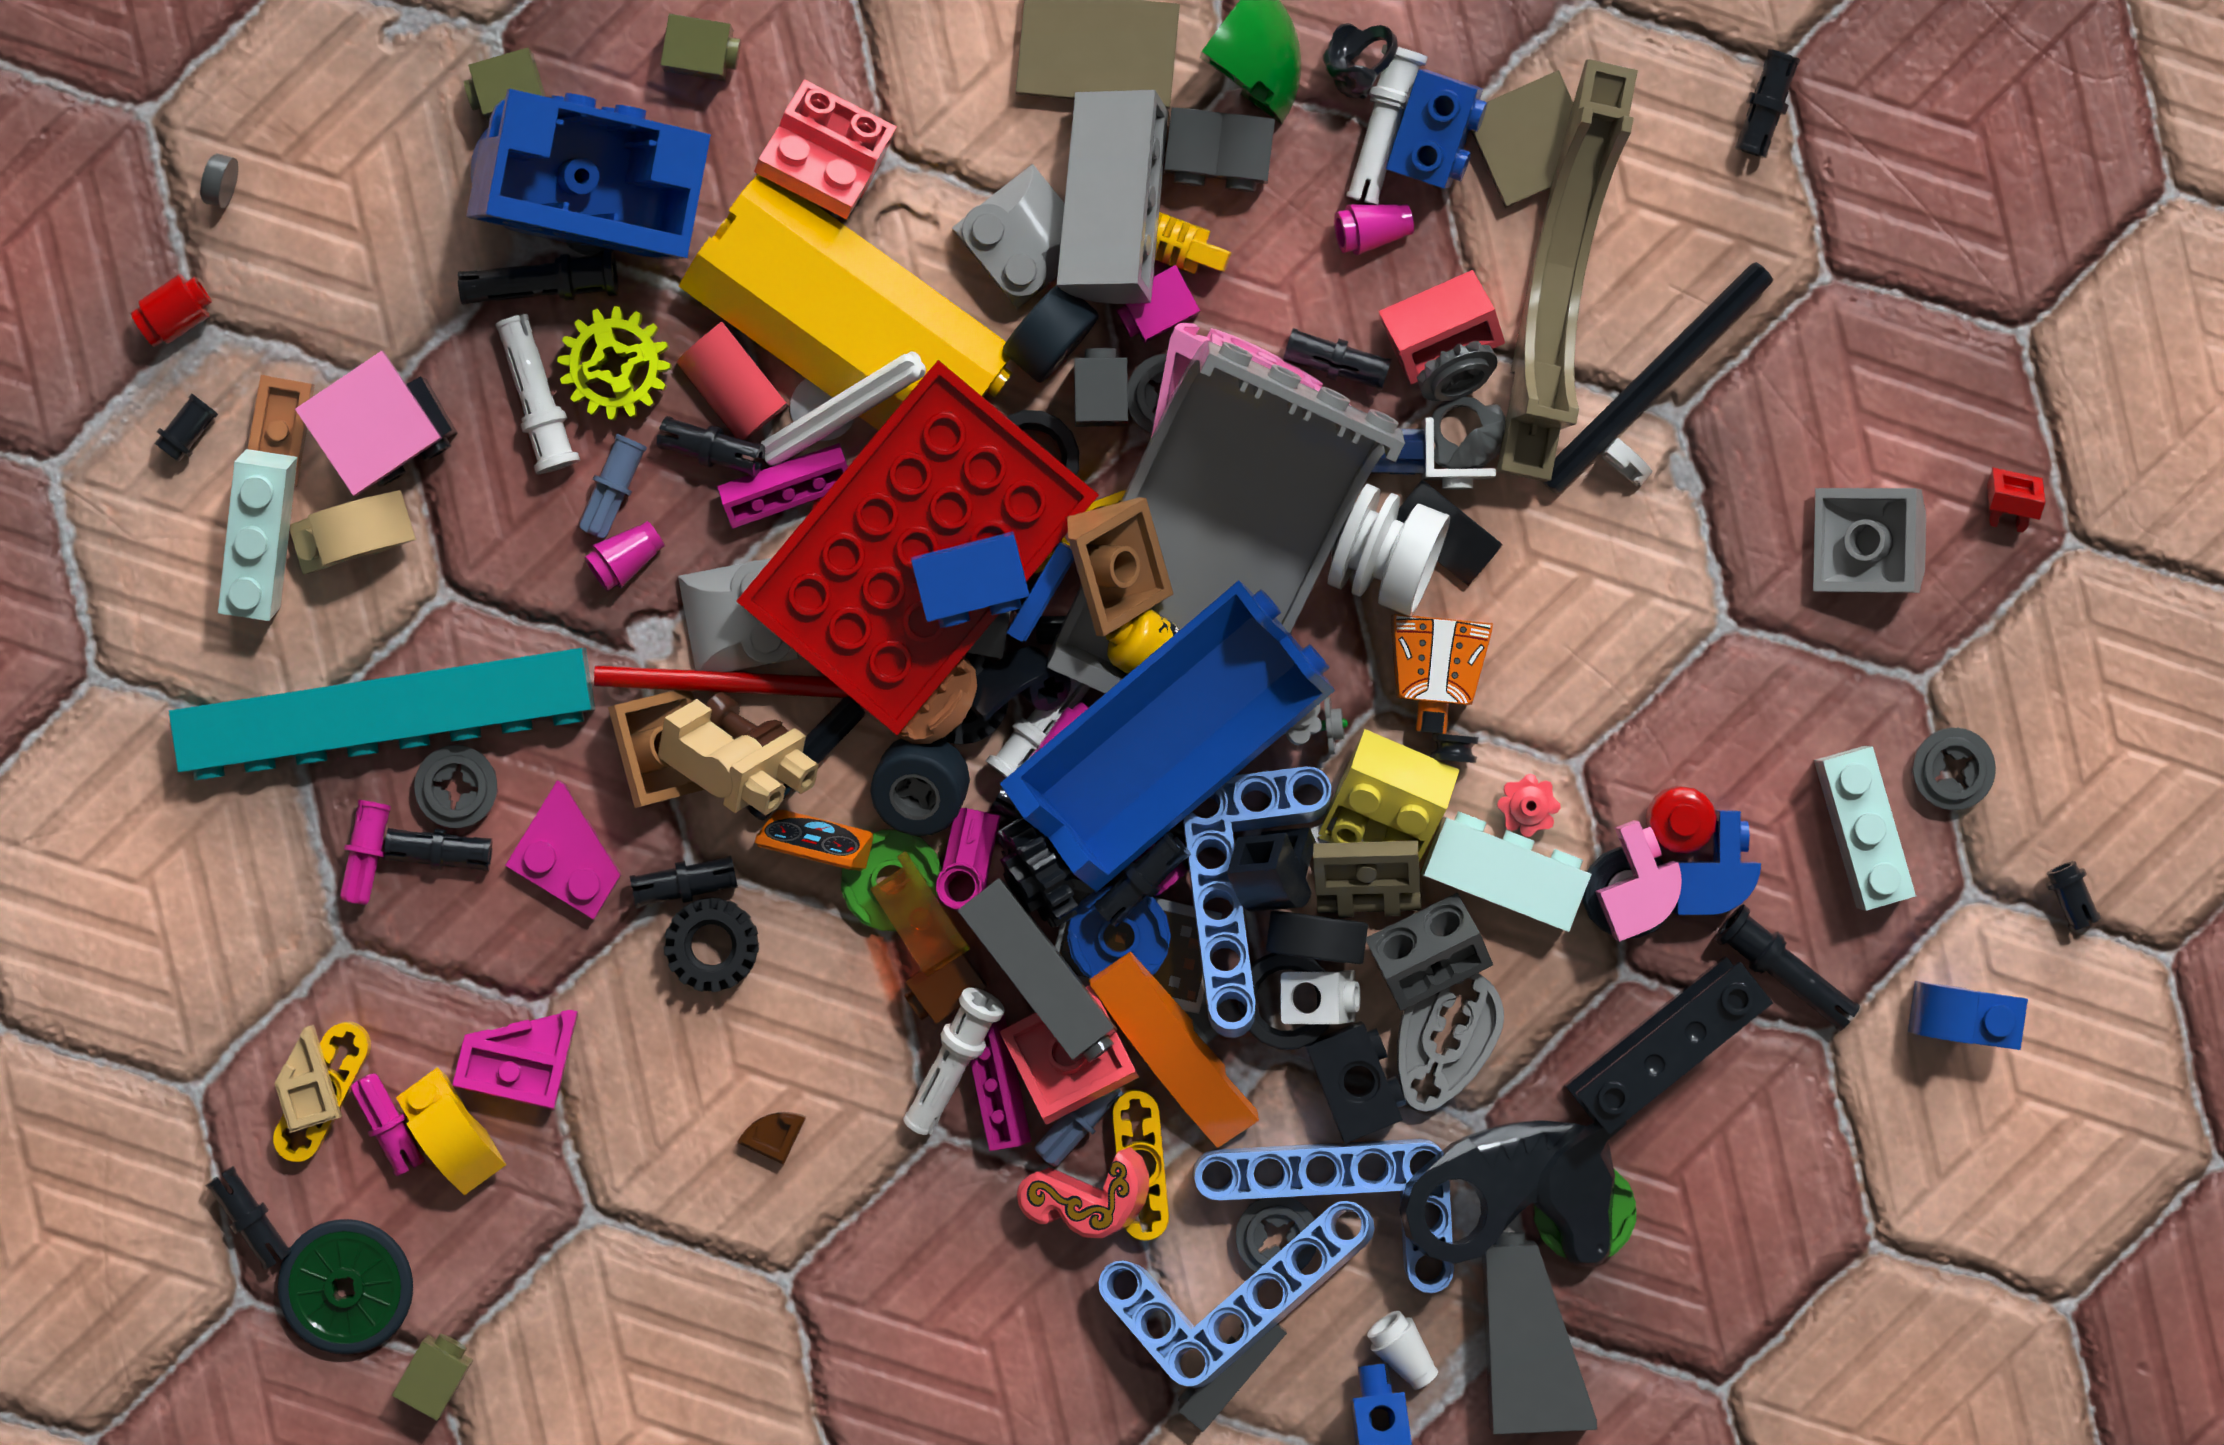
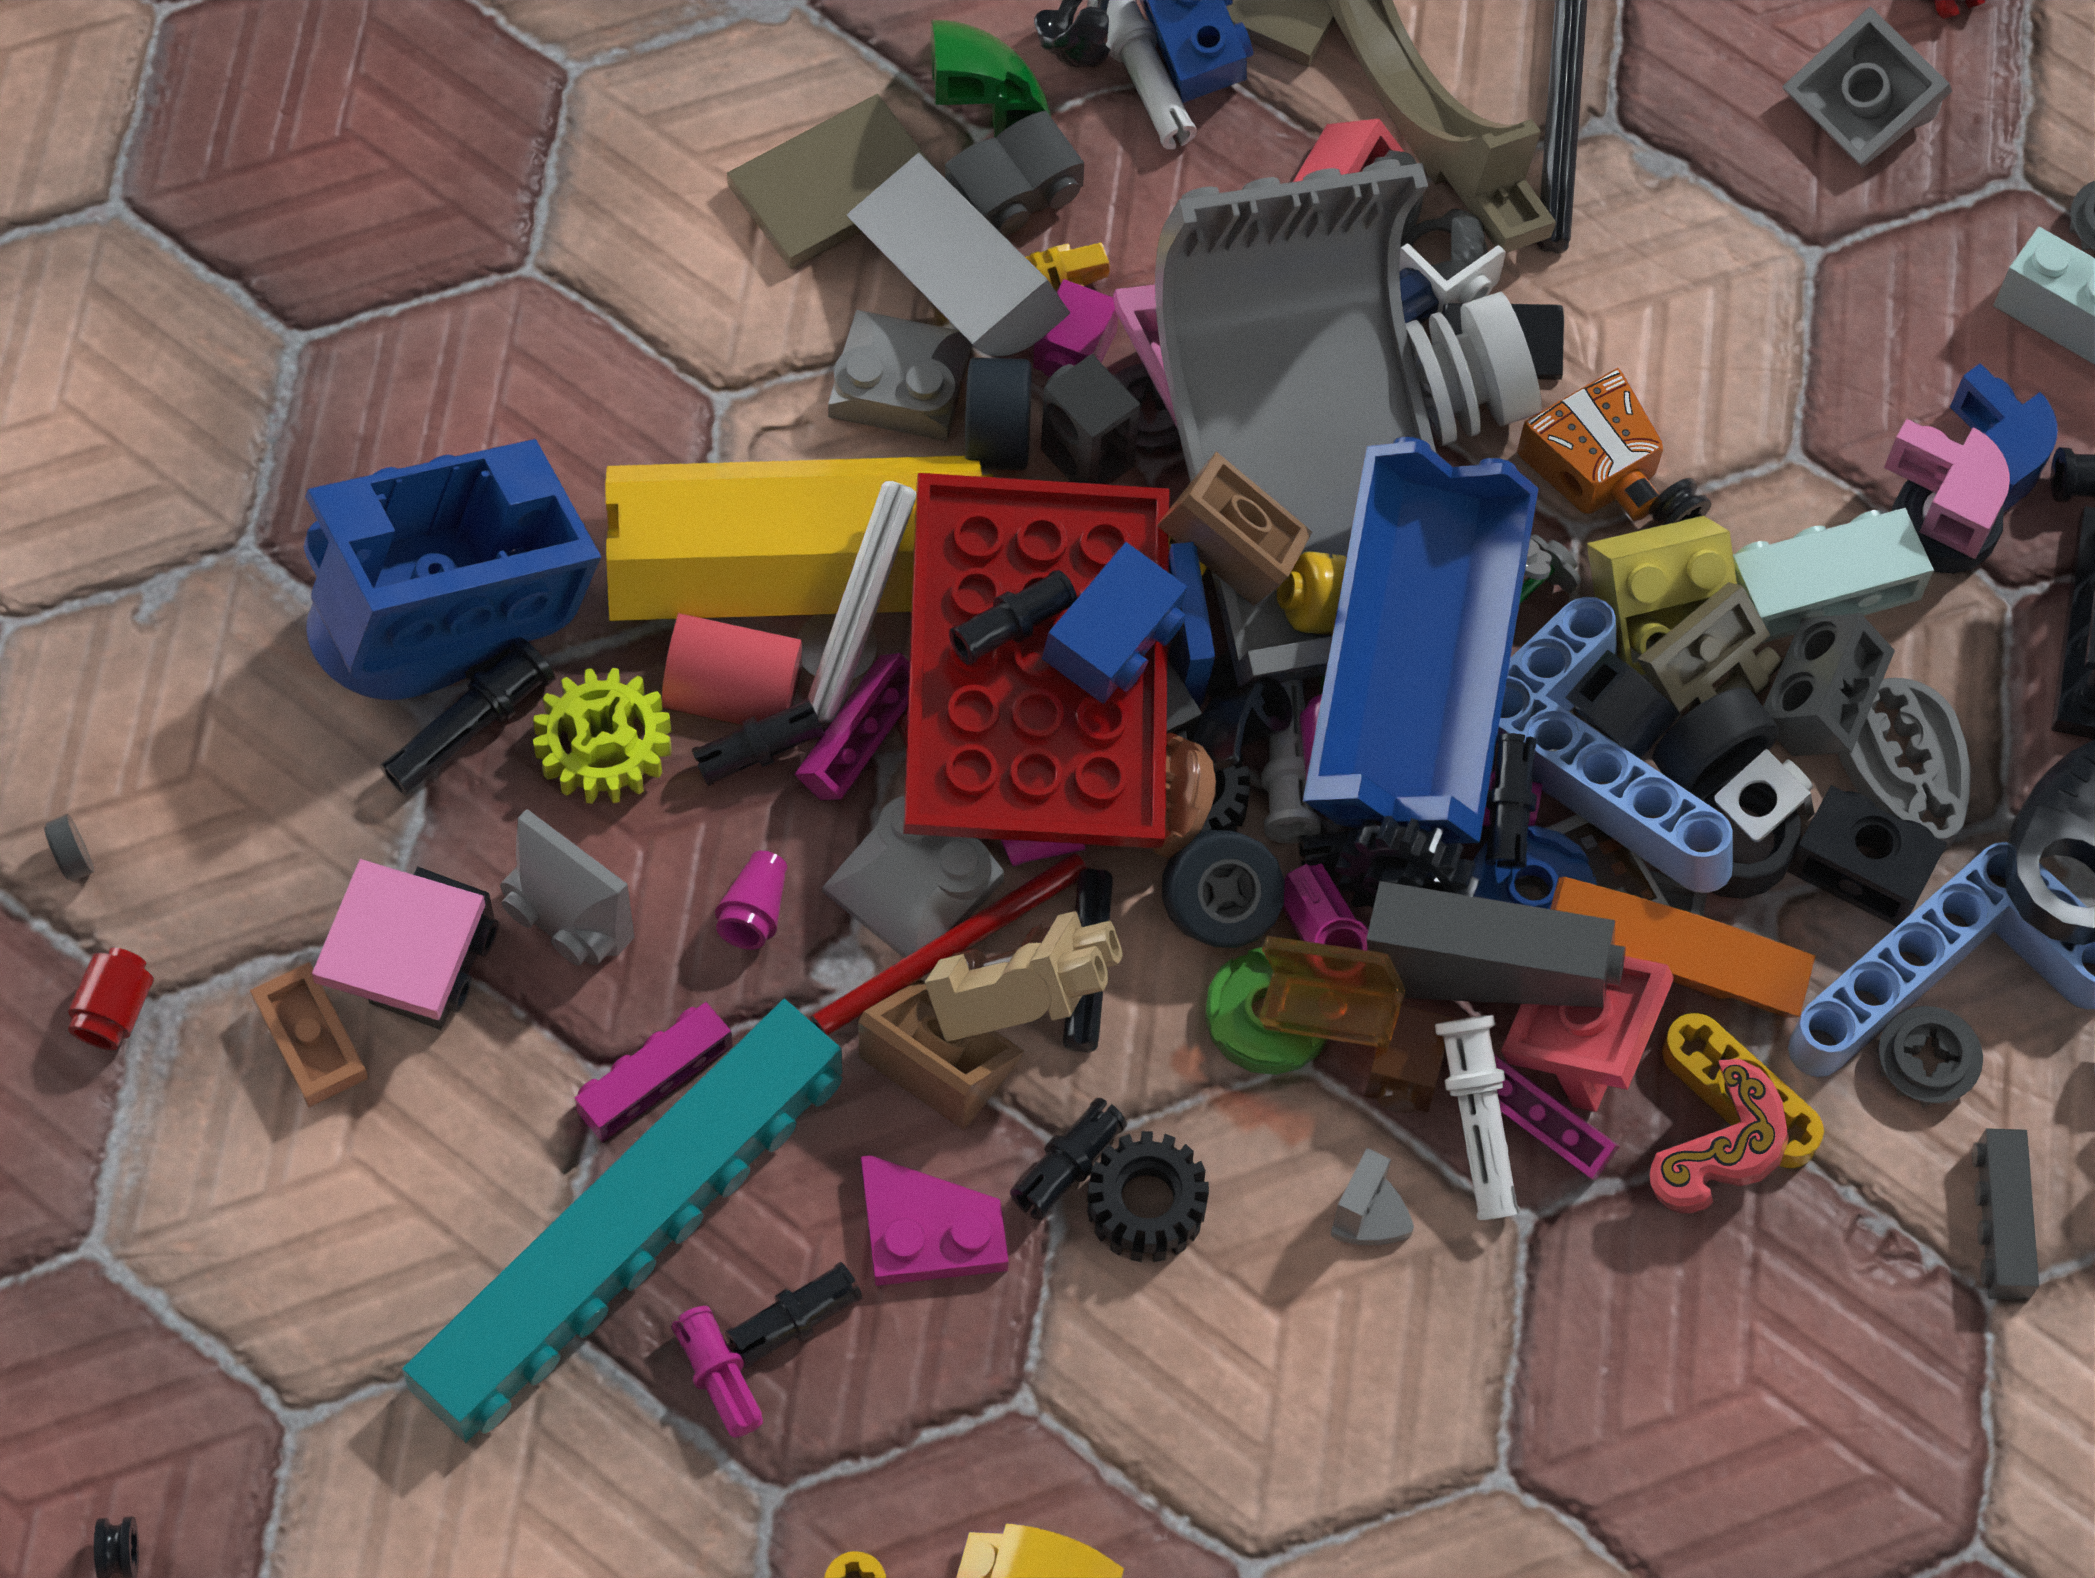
camera: 40 degrees left, 25 degrees down
(185, 428) = (208, 1105): black pin -> none
(257, 534) = (364, 1131): light aqua brick -> none
(351, 531) = (452, 1064): tan brick -> none
(437, 802) = (772, 1213): dark grey gear -> none
(474, 622) = (653, 1071): none -> dark pink piece
(497, 74) = (282, 572): olive brick -> none
(501, 466) = (566, 895): none -> light grey slope
(518, 1060) = (1048, 1459): dark pink wing -> none
(542, 417) = (512, 798): white pin -> none
(611, 486) = (689, 848): sand blue axle -> none
(699, 47) = (460, 413): olive brick -> none
(773, 1135) = (1366, 1339): reddish brown tile -> none
(816, 840) = (1168, 1021): slope -> none
(825, 149) = (653, 408): coral brick -> none
(844, 1059) = (1371, 1207): none -> light grey tile
(912, 517) = (1012, 617): none -> black pin
(1073, 1127) = (1648, 1098): sand blue axle -> none
(1242, 1302) = (1968, 1124): light blue beam -> none
(1371, 226) = (1206, 149): dark pink cone -> none
(1528, 805) = (1790, 506): coral plant -> none
(1626, 462) = (1602, 176): white tile -> none
(1681, 819) = (1939, 402): red head -> none

